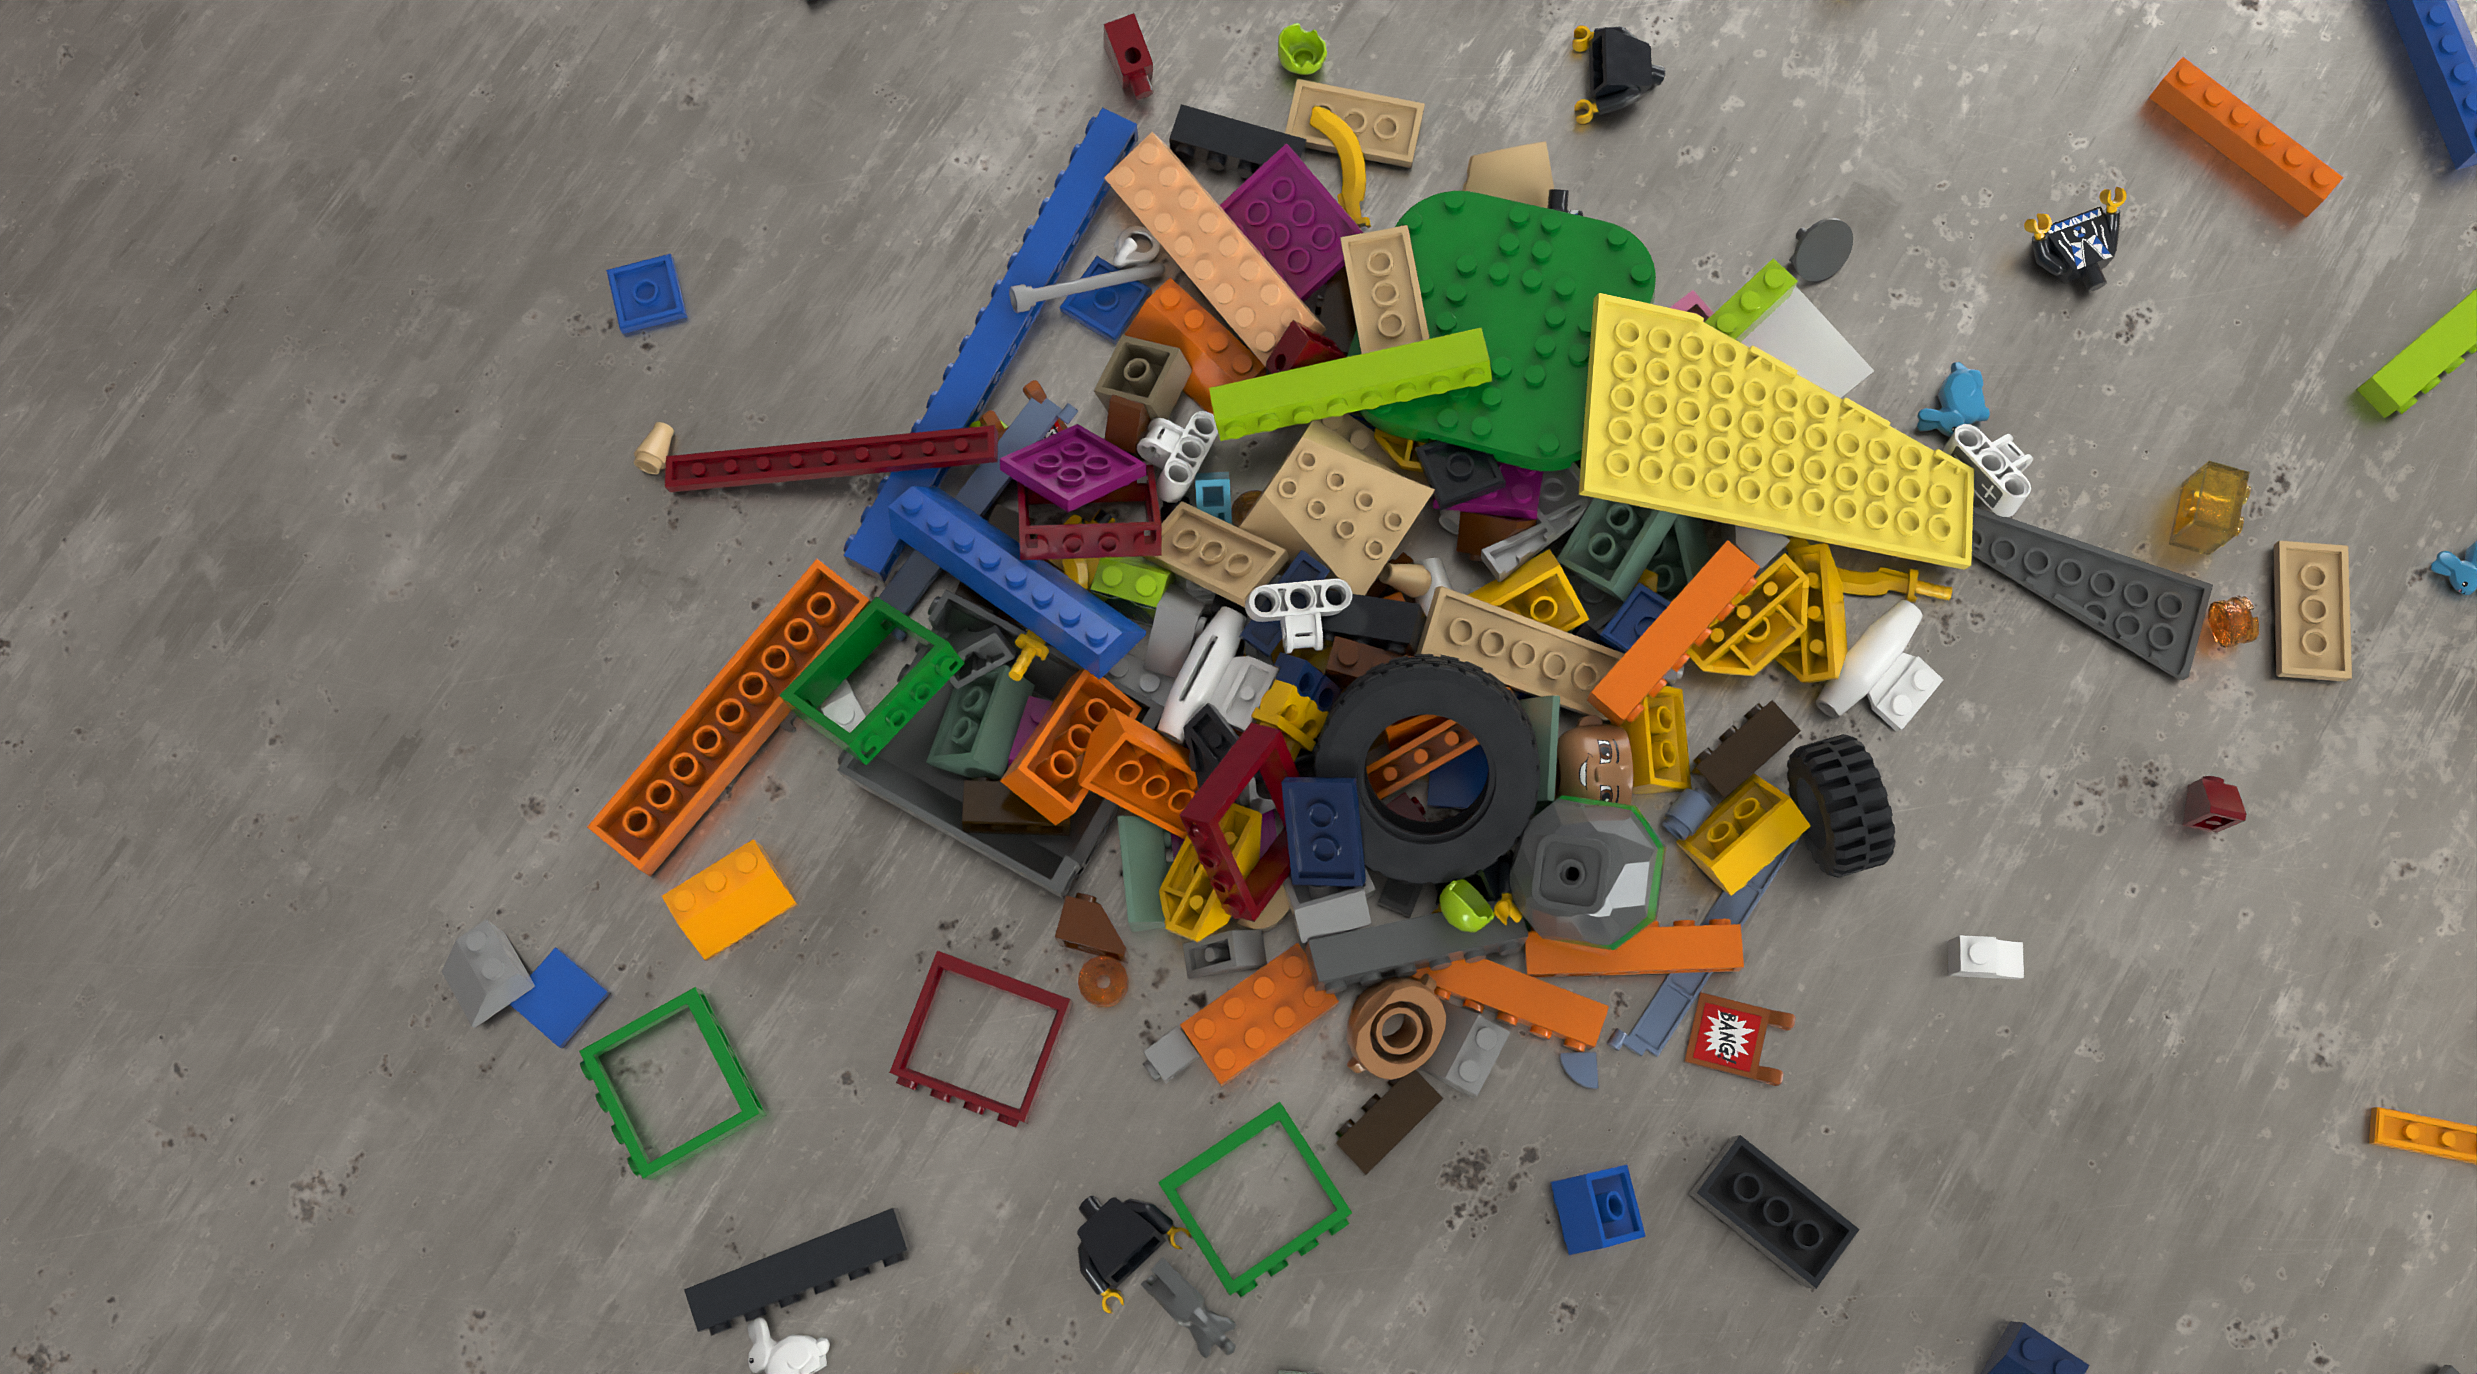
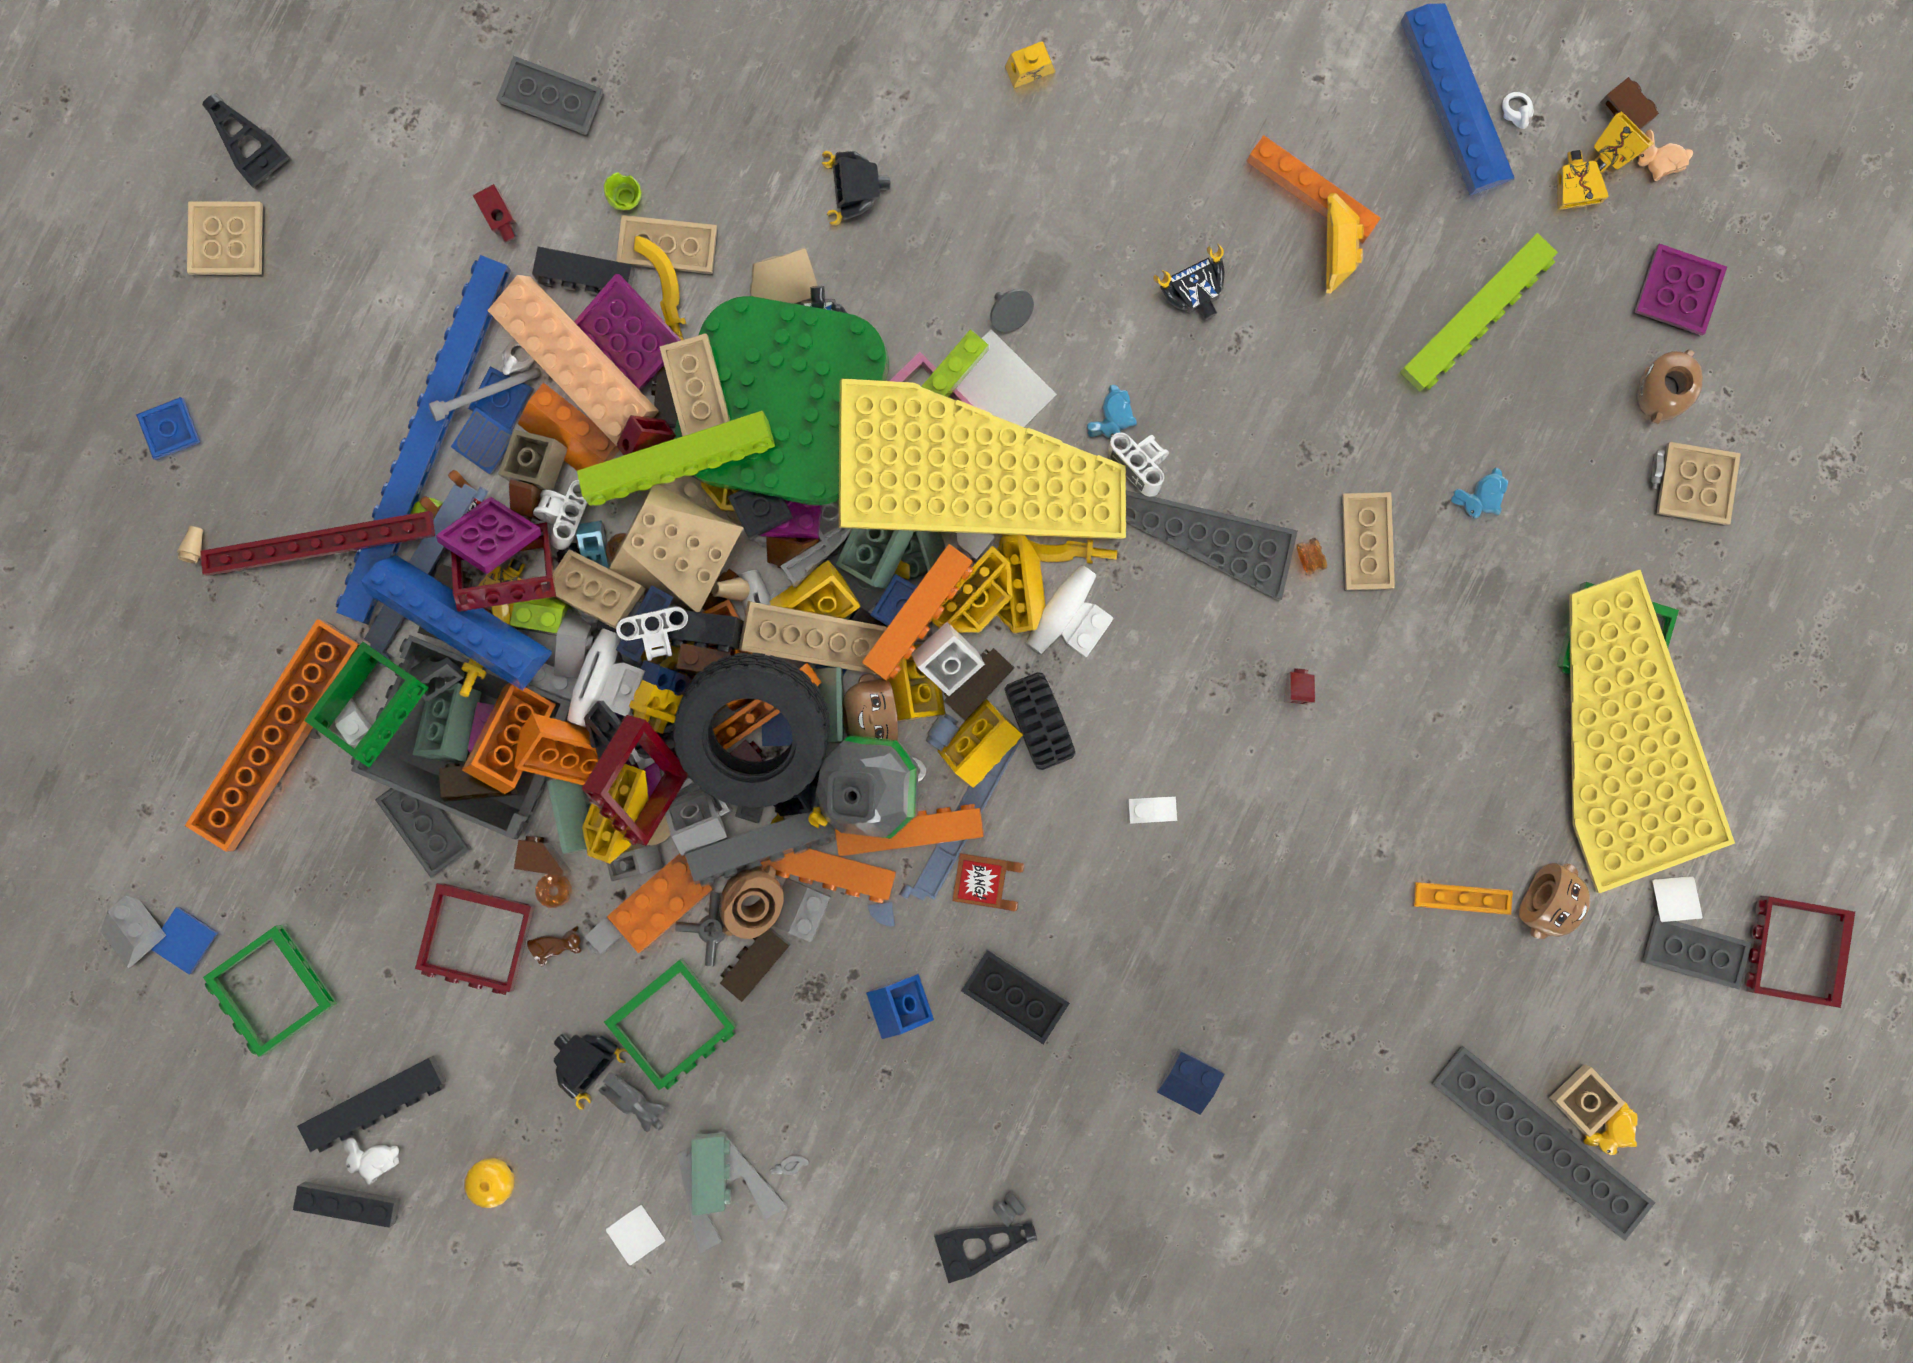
camera: 10 degrees left, 10 degrees up
(729, 899) = (290, 862): light orange slope -> none
(760, 58) = (224, 238): none -> tan plate
(926, 873) = (425, 830): none -> dark grey tile
(1075, 350) = (483, 440): none -> tile
(1088, 1061) = (549, 945): none -> reddish brown animal
(1317, 1070) = (705, 935): none -> dark grey bar
(1323, 831) = (685, 781): dark blue plate -> none
(1465, 907) = (788, 820): lime hair -> none
(1708, 707) = (947, 659): none -> white brick
(2210, 508) = (1292, 476): clear yellow brick -> none
(2291, 202) = (1342, 242): none -> yellow wedge

